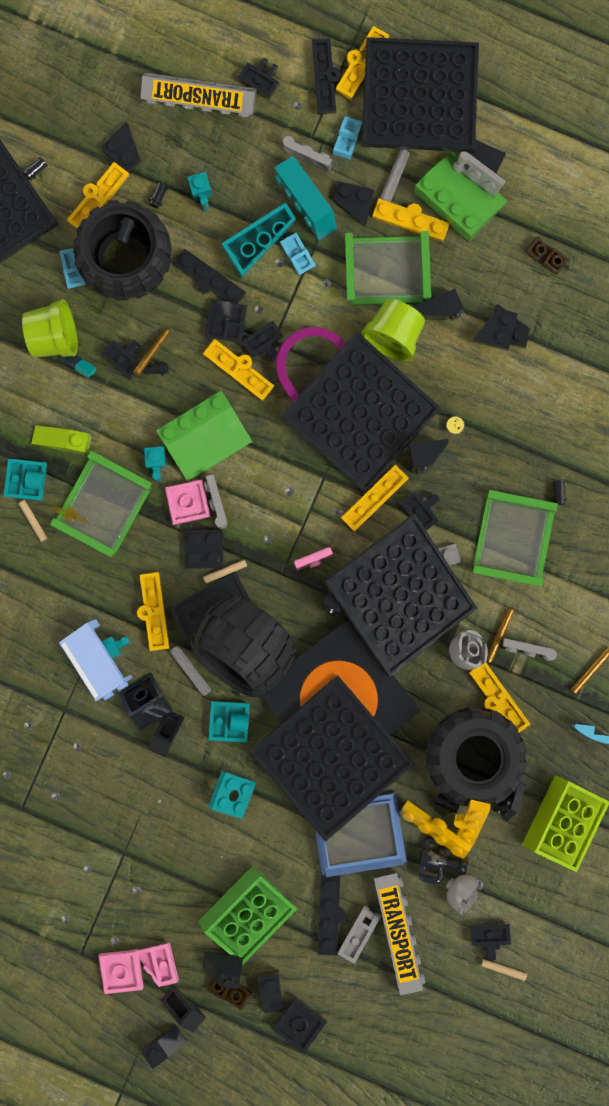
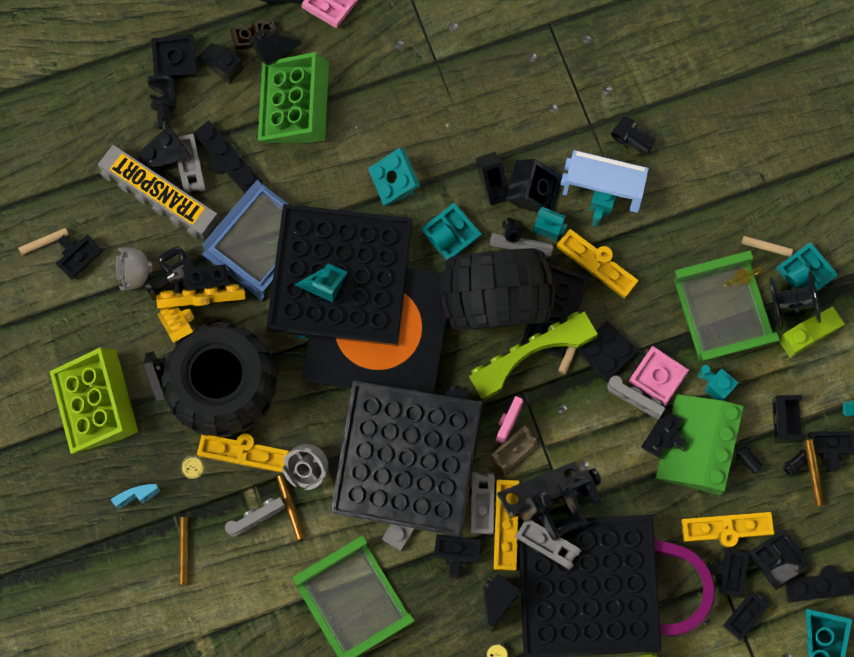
camera: 135 degrees right, 10 degrees down
(46, 680) = (628, 133): none -> black piece
(55, 465) = (795, 299): none -> black piece
(134, 399) = (787, 419): none -> black panel
(159, 666) = (550, 224): none -> teal brick
(183, 398) = (749, 459): none -> black pin
(190, 683) = (512, 232): none -> black pin
(221, 460) = (665, 435): none -> black hinge
(280, 308) = (745, 616): none -> black plate
(296, 598) = (572, 333): none -> lime arch
(317, 478) = (539, 494): none -> black container
(323, 539) = (514, 450): none -> dark tan hinge
(337, 995) = (163, 105): none -> black piece
(348, 760) = (324, 282): none -> teal slope
(362, 460) = (539, 539): none -> light grey plate
(368, 959) = (164, 150): none -> black wing
(376, 525) = (482, 504): none -> light grey plate
(421, 839) = (205, 277): none -> black hinge
(539, 720) = (192, 467): none -> clear tile

